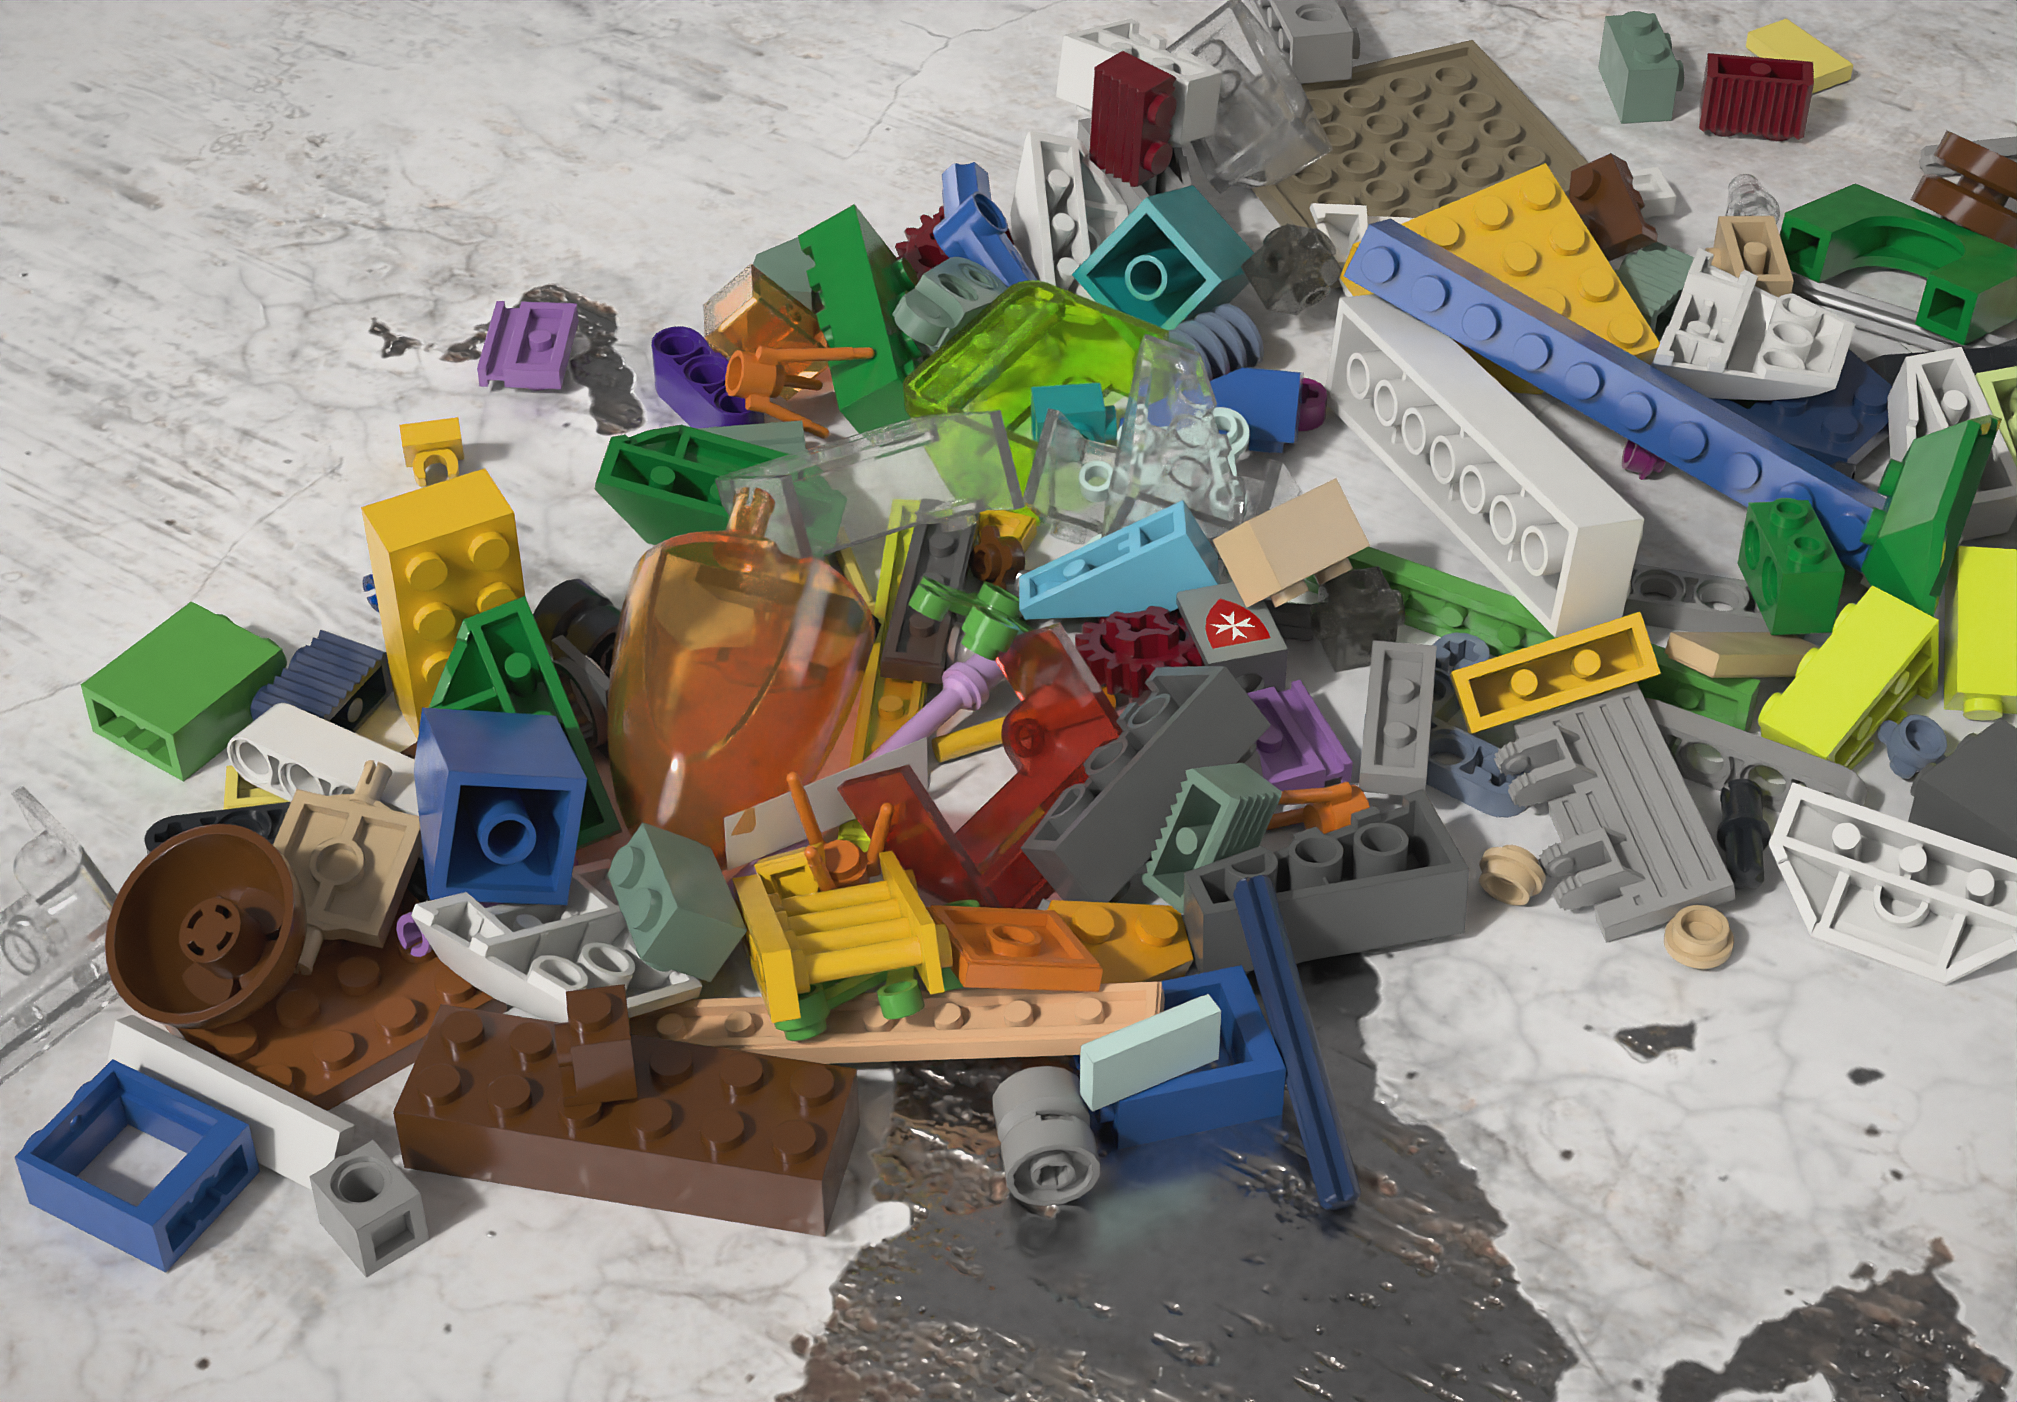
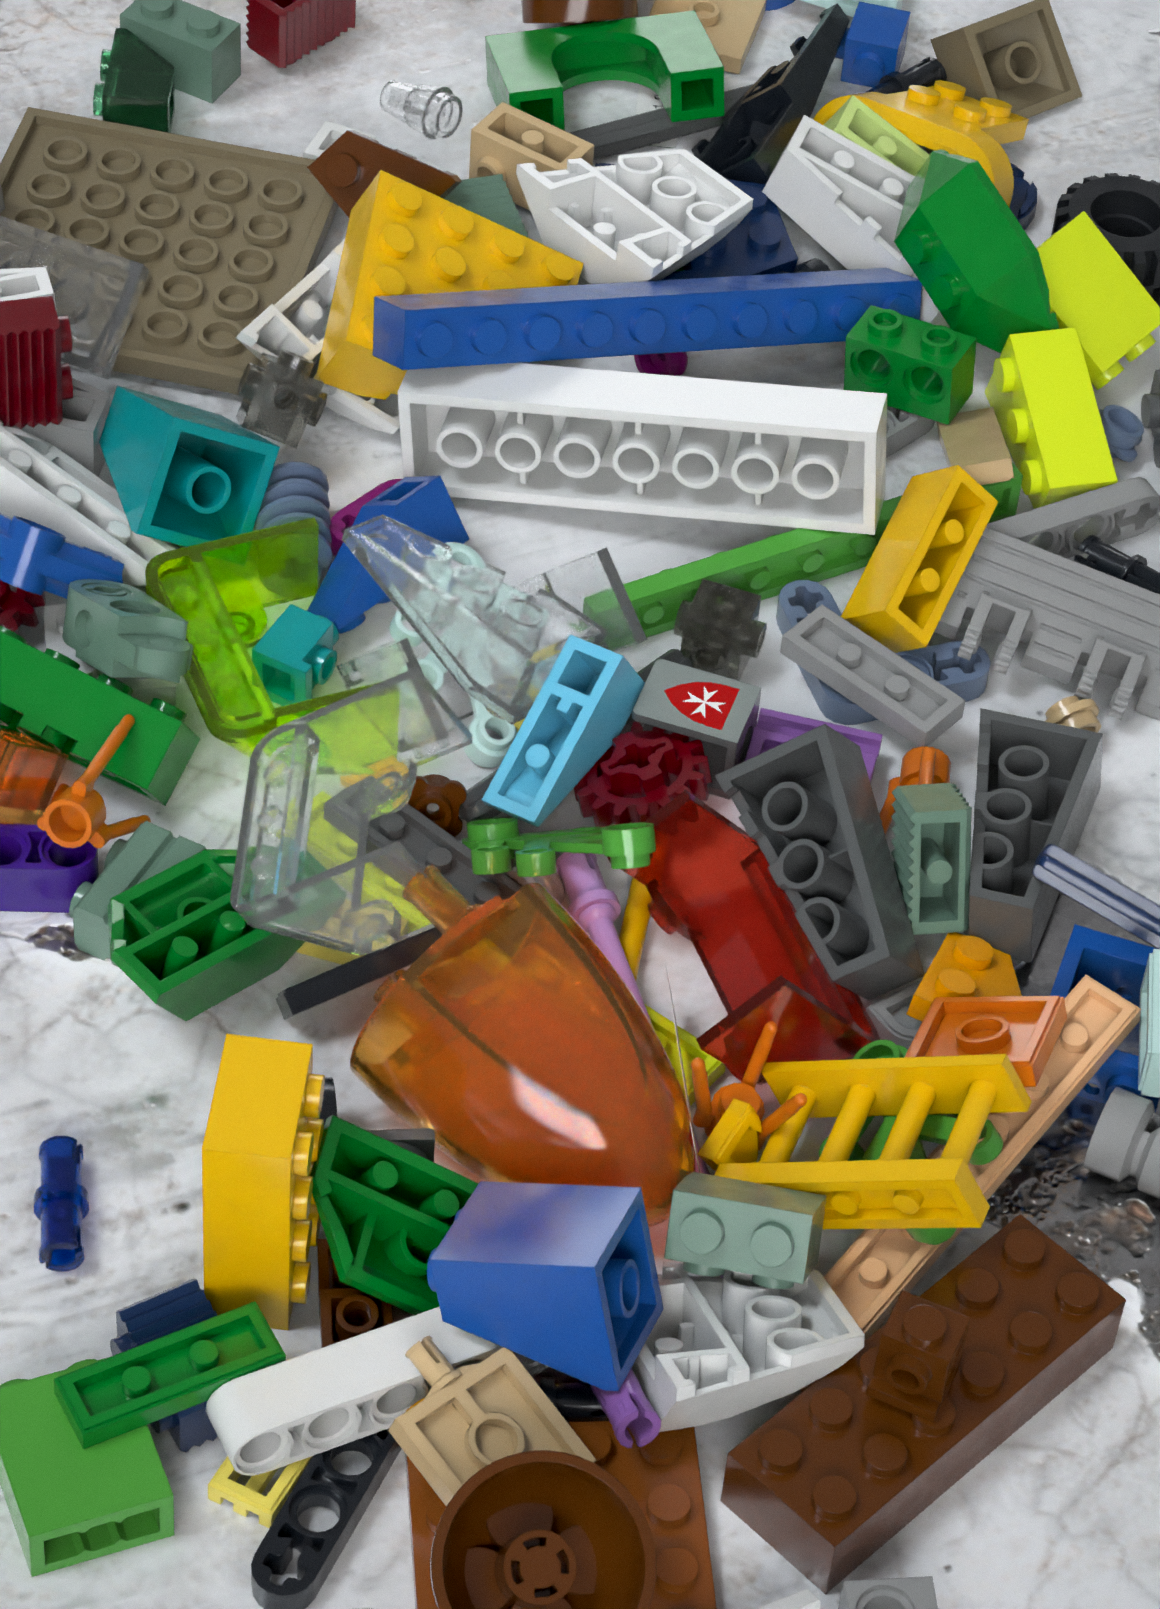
camera: 60 degrees left, 5 degrees up
(273, 673) = (165, 1374): none -> green tile
(1291, 543) = (680, 605): tan brick -> none
(1561, 74) = (136, 85): none -> clear green slope

